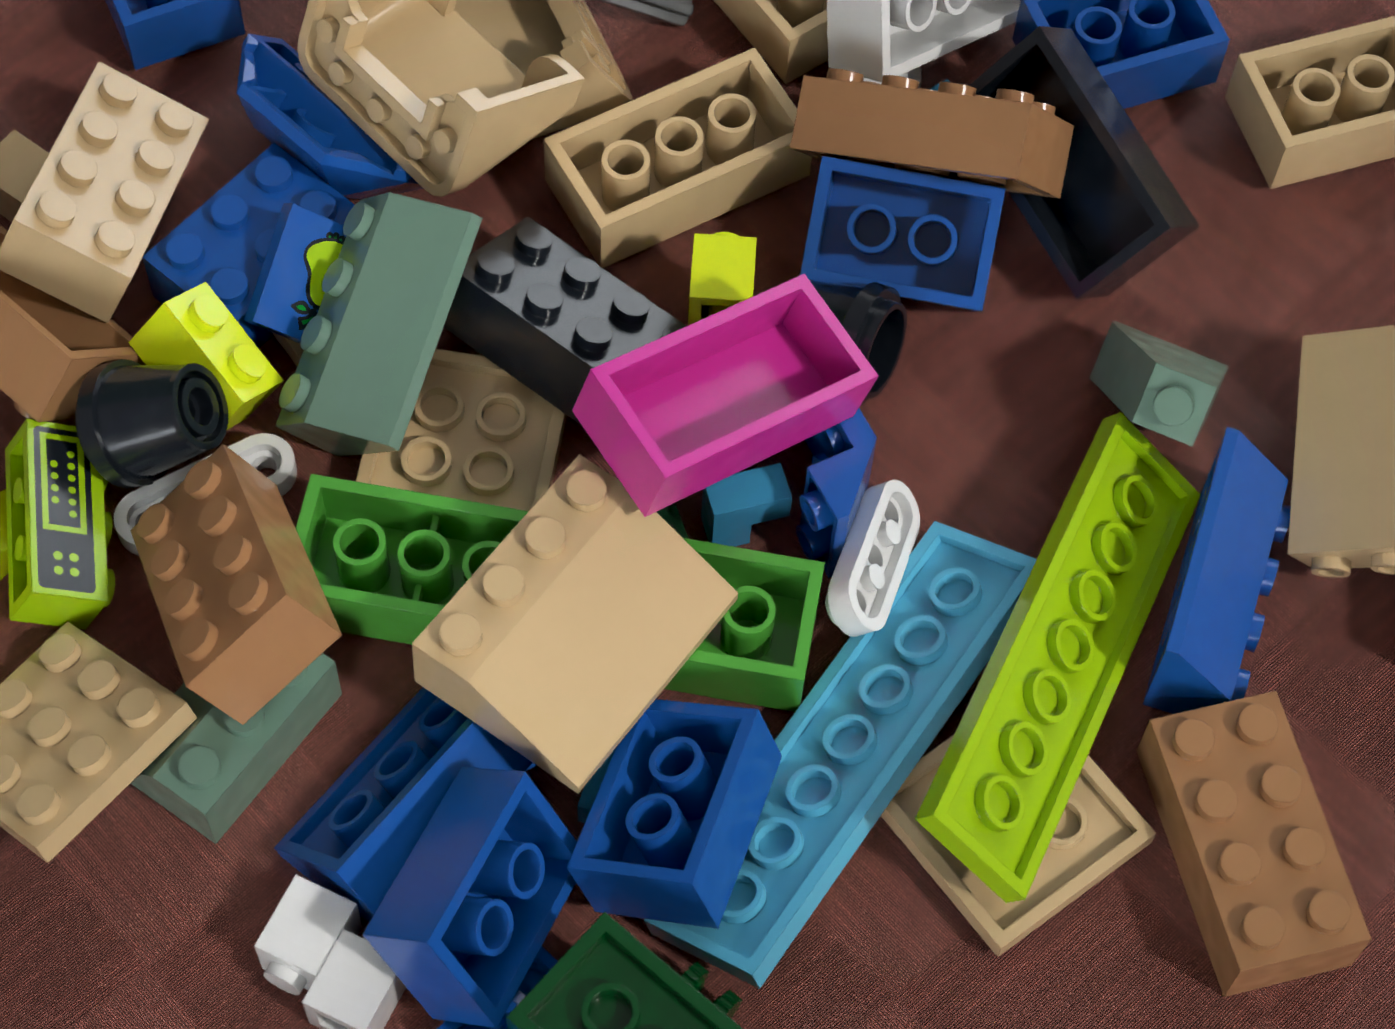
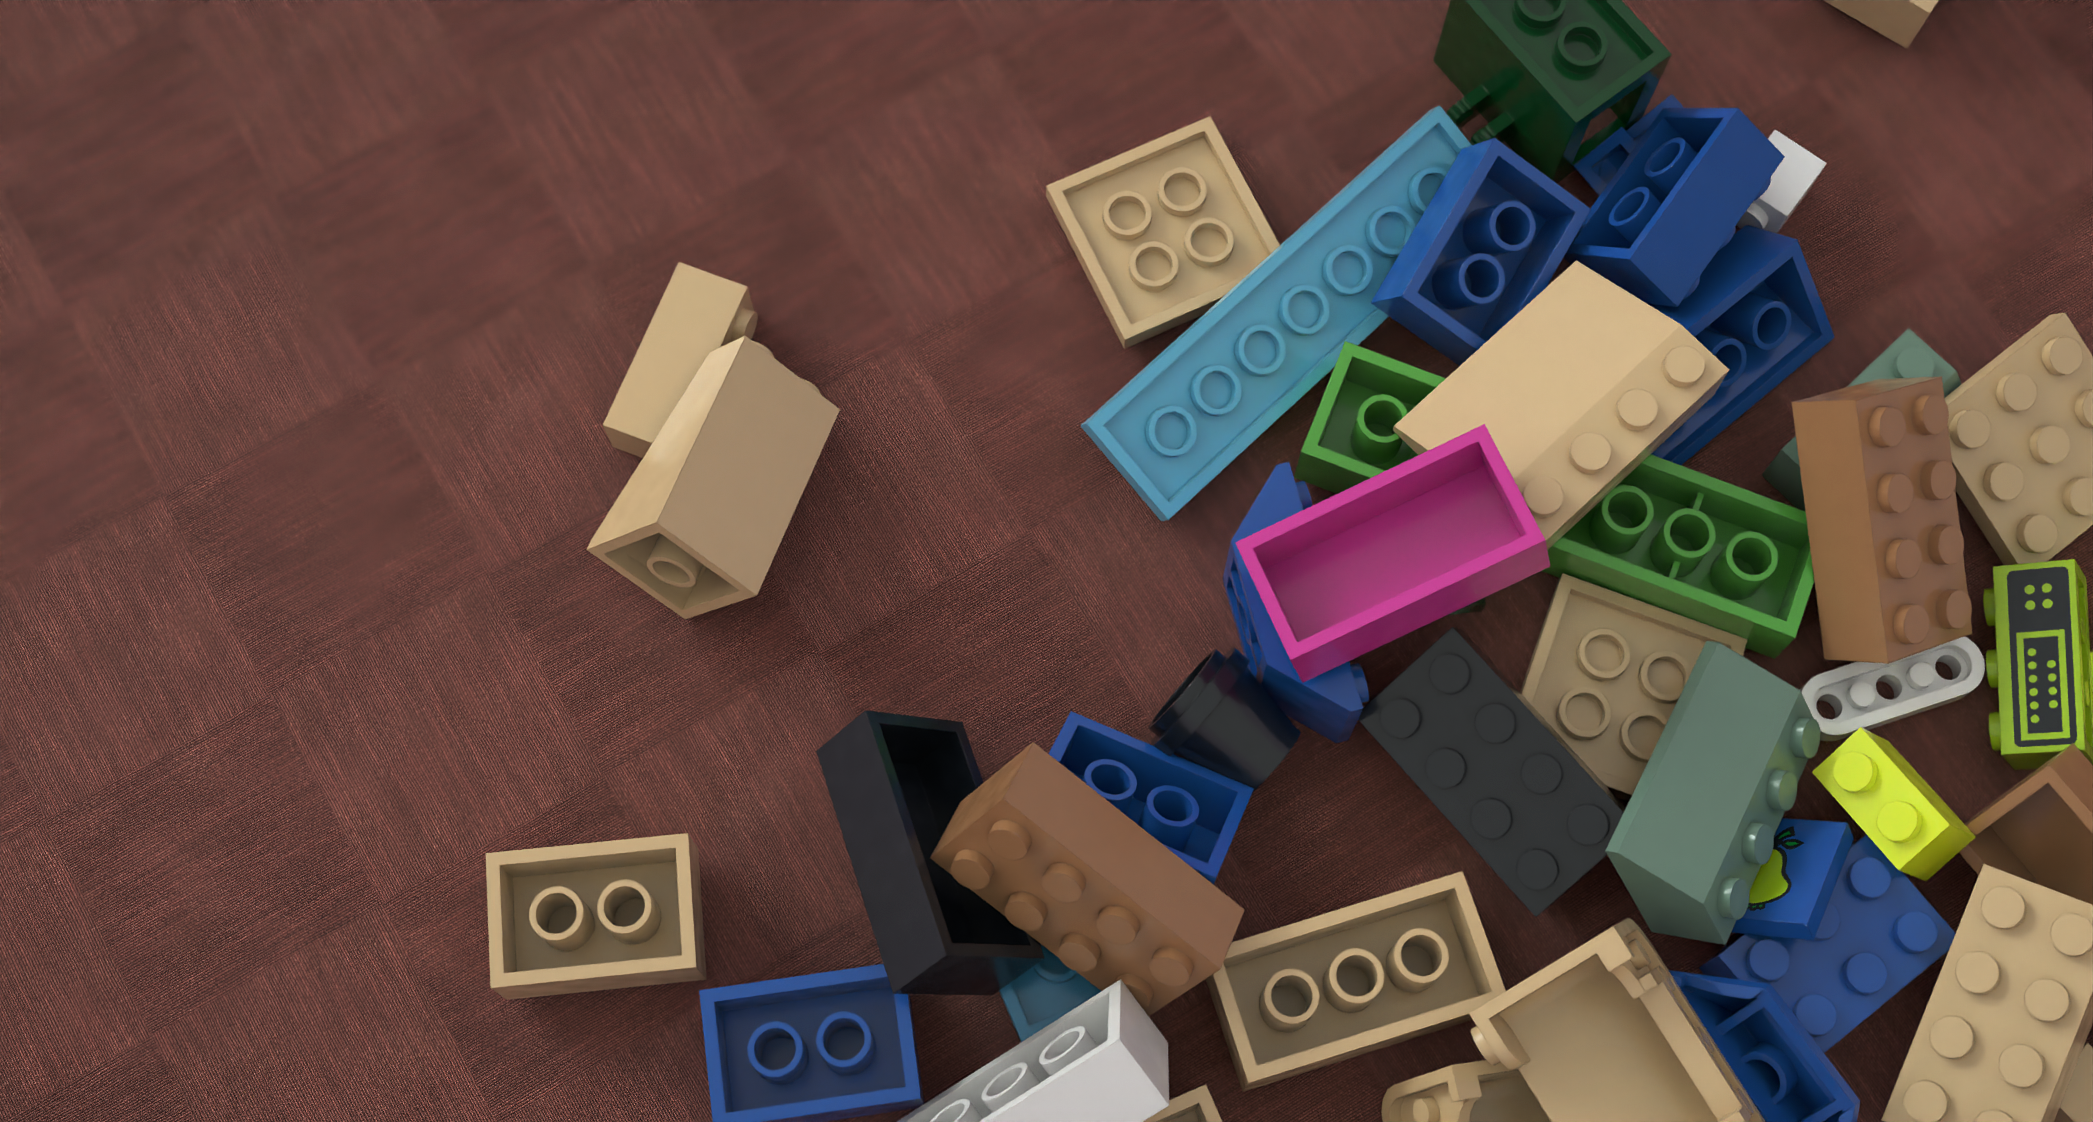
camera: 165 degrees left, 10 degrees up
(148, 418) = (1959, 735): black piece -> none
(303, 934) = (1823, 227): white brick -> none
(720, 273) = (1342, 781): neon yellow brick -> none
(873, 559) = (1258, 444): white plate -> none
(1059, 661) = (1089, 336): lime plate -> none
(1157, 382) = (910, 591): sand green slope -> none
(1220, 581) = (917, 393): blue slope -> none
(1251, 844) = (964, 163): medium nougat piece -> none

